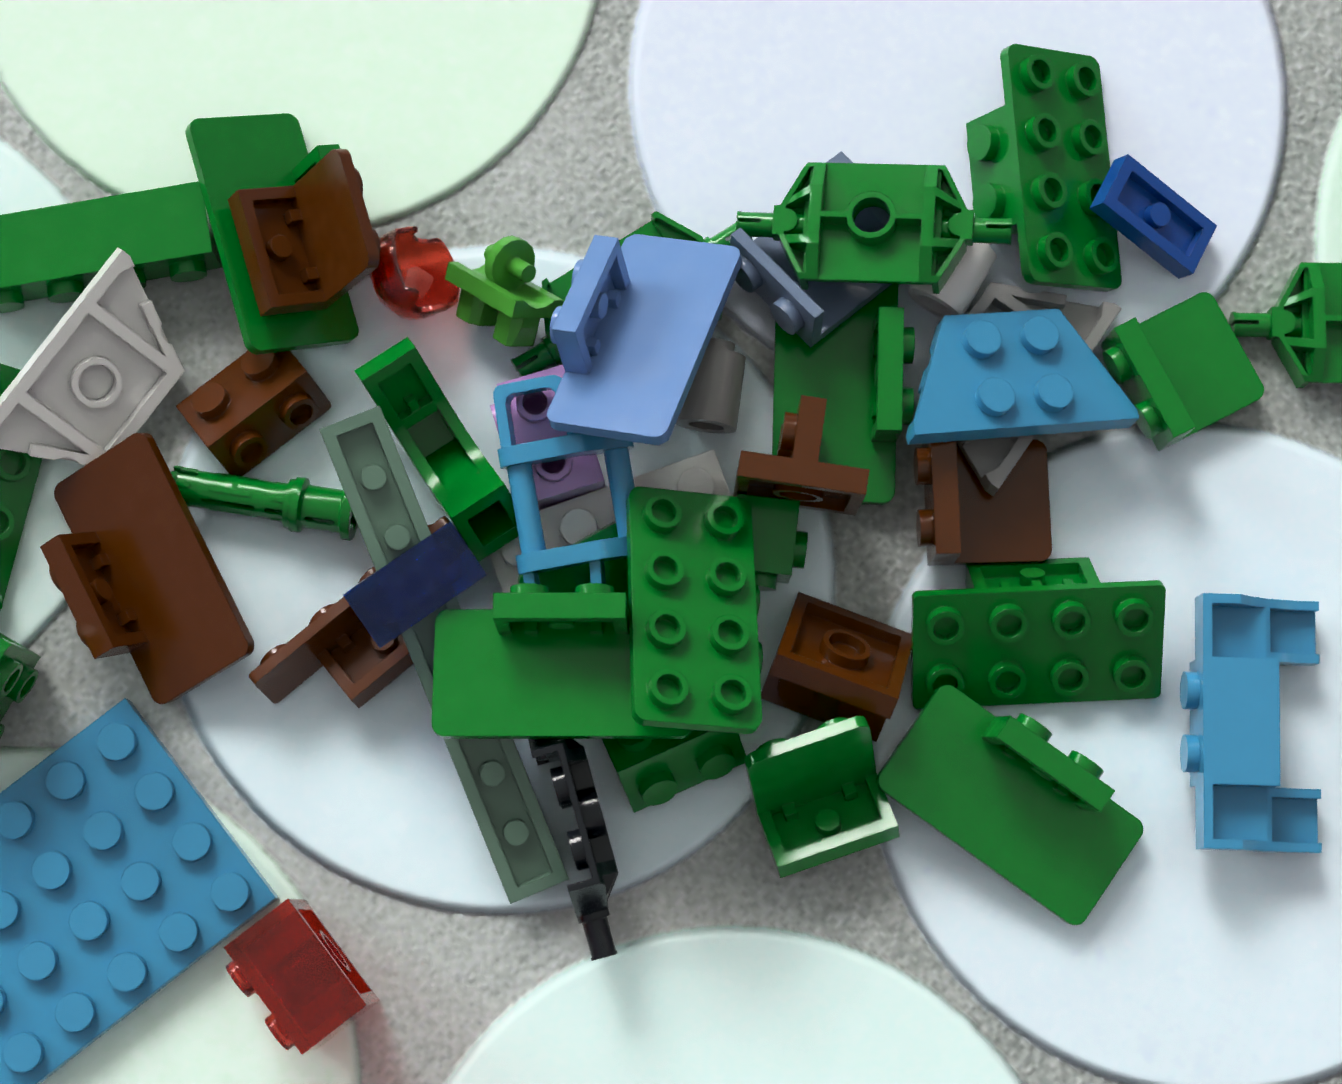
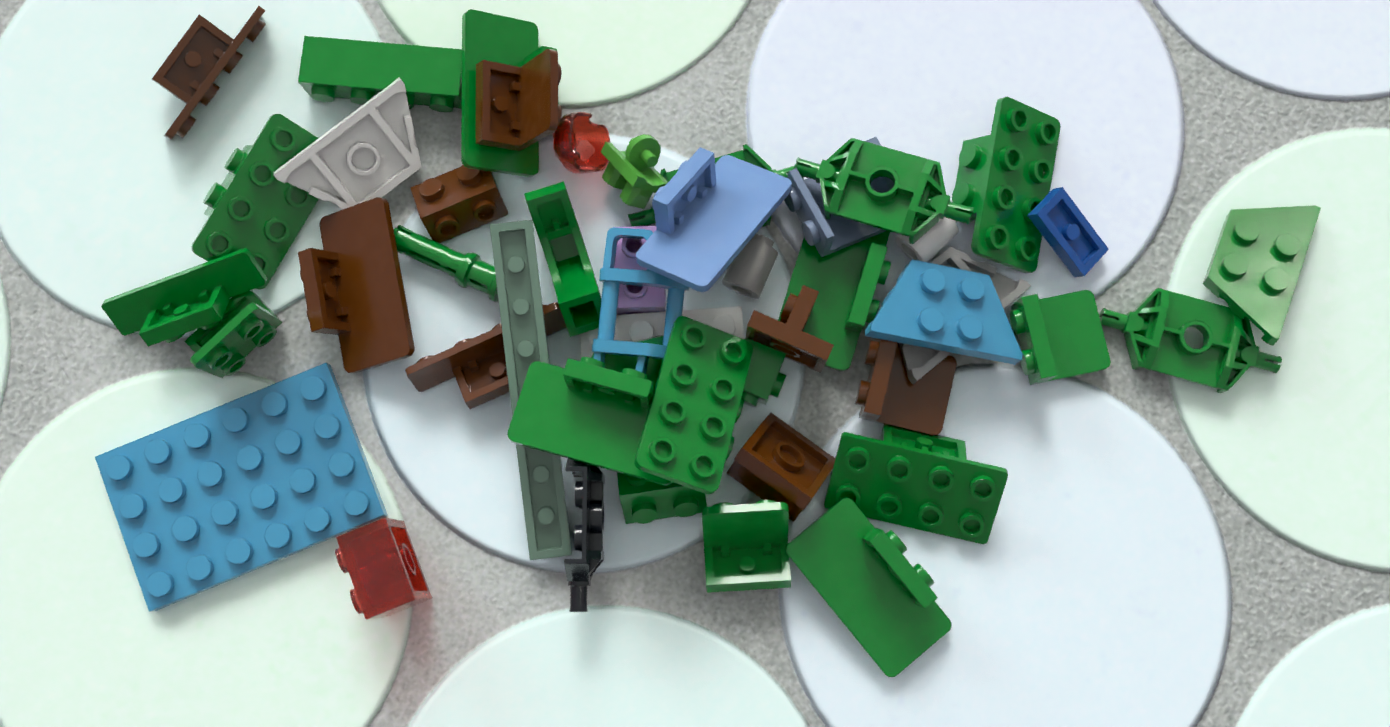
camera: 25 degrees right, 0 degrees up
(414, 584) = (522, 339): clear blue plate -> none
(1237, 724) = (1031, 576): dark azure bracket -> none

